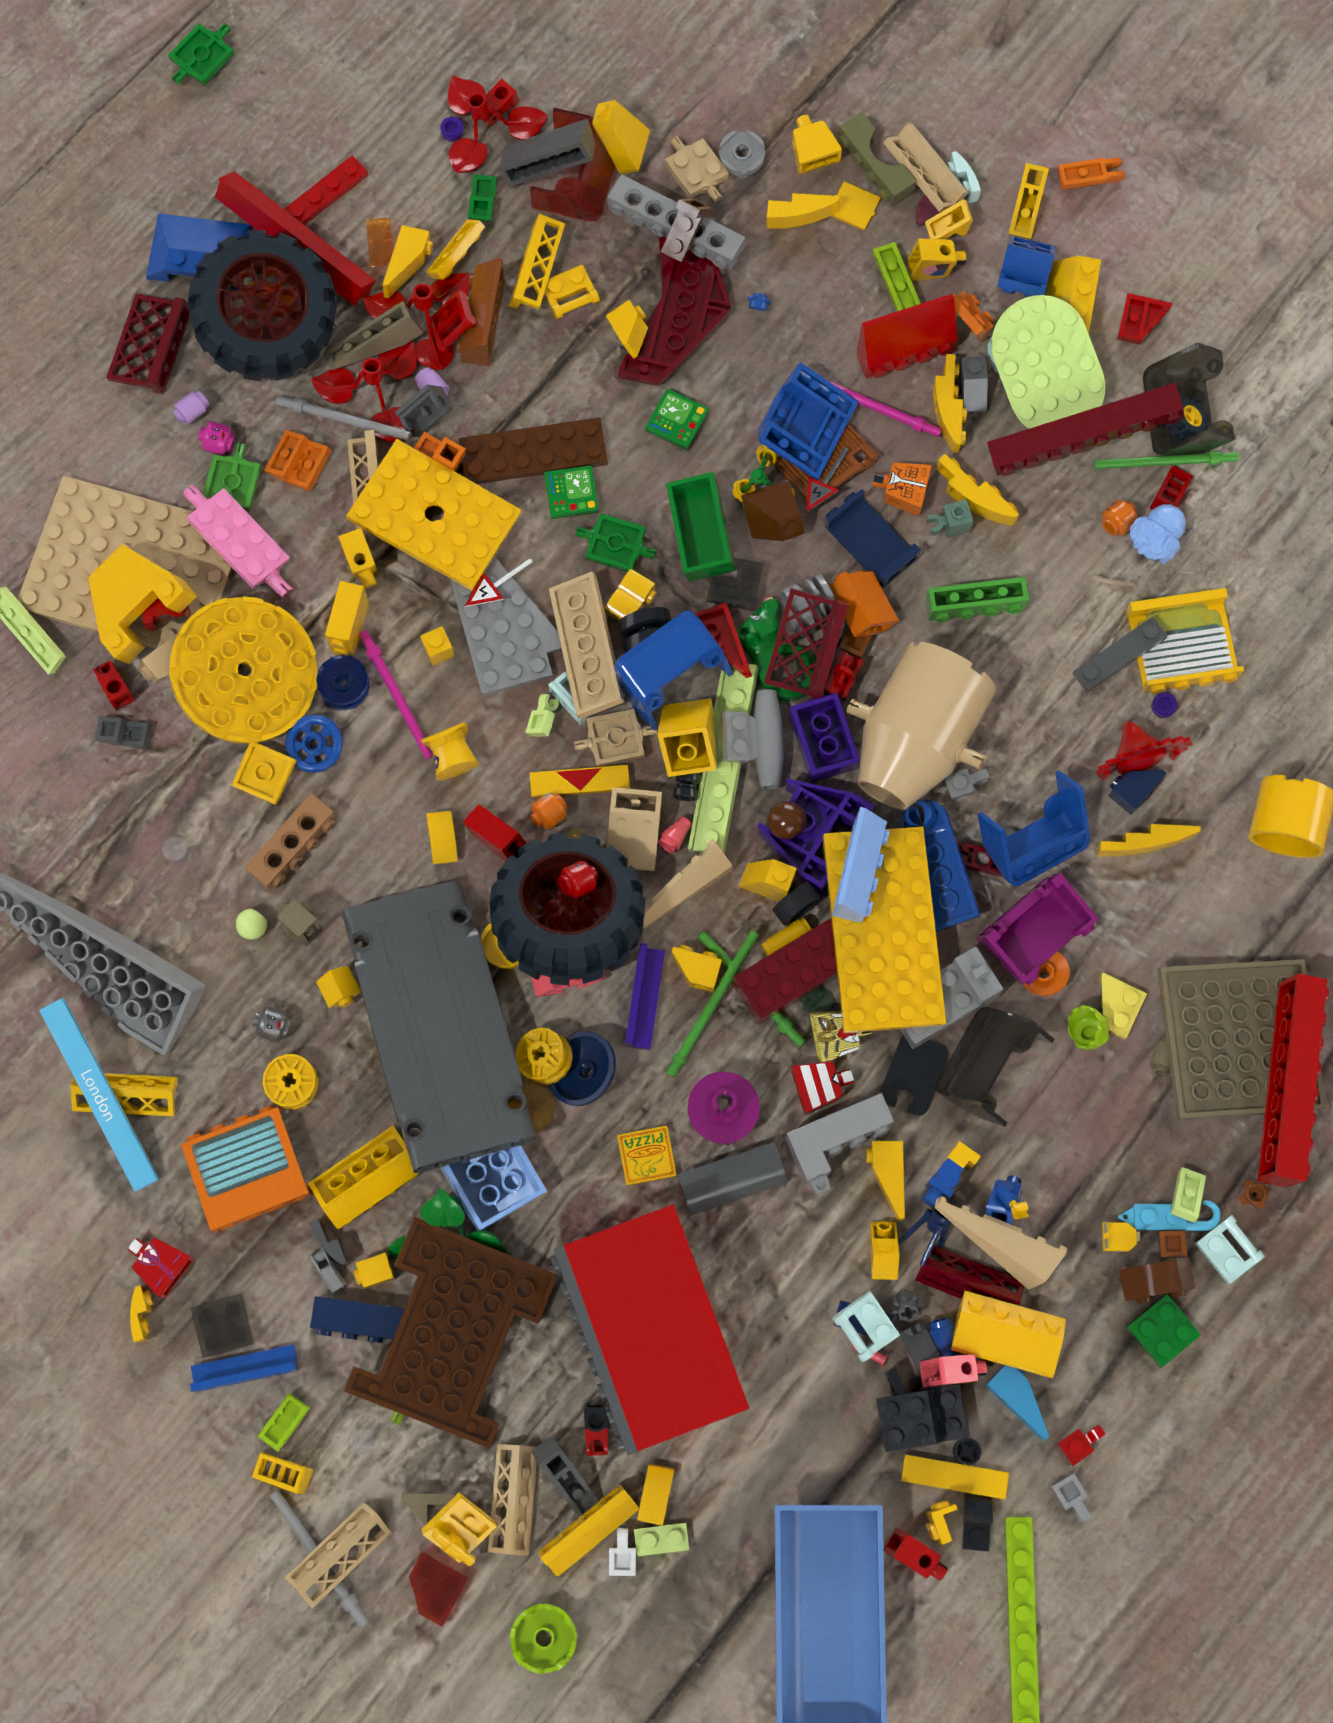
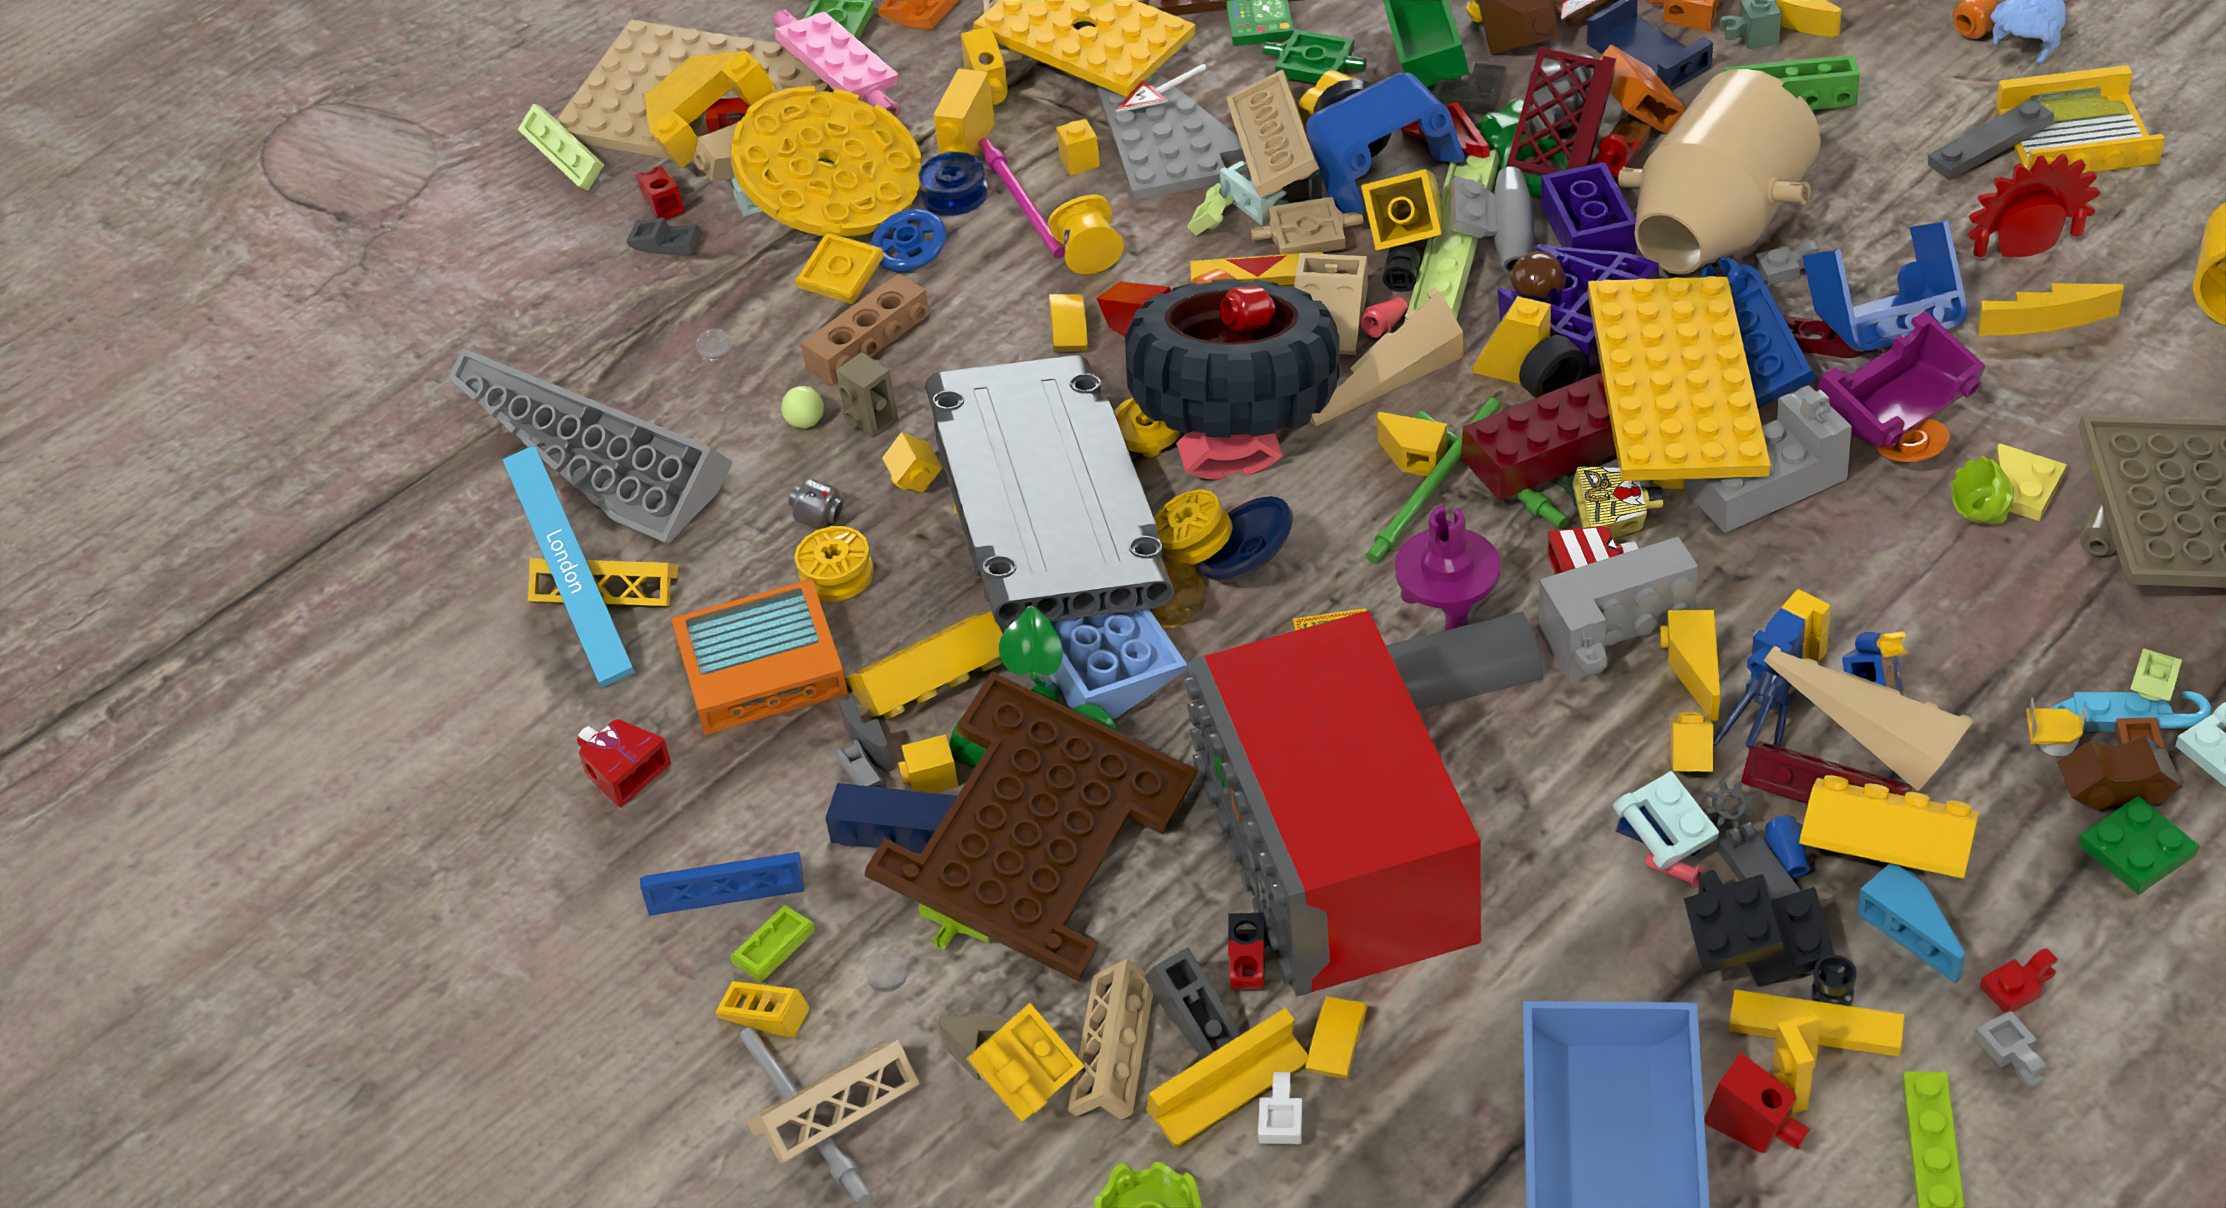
camera: 10 degrees right, 30 degrees down
(140, 1305) = (582, 813): yellow slope -> none
(222, 1326) = (698, 830): clear smoke plate -> none
(435, 1588) = (983, 1151): clear red plate -> none
(644, 998) = (1336, 476): dark purple fence -> none
(661, 1539) = (1344, 1098): yellowish green plate -> none
(860, 866) = (1638, 291): light blue slope -> none
(916, 1071) = (1734, 554): black piece -> none
(951, 1370) = (1803, 860): coral torso -> none
(977, 1523) = (1856, 1085): black slope -> none
(982, 1056) = (1838, 519): clear smoke windscreen -> none
(1134, 788) = (2027, 258): dark blue slope -> none

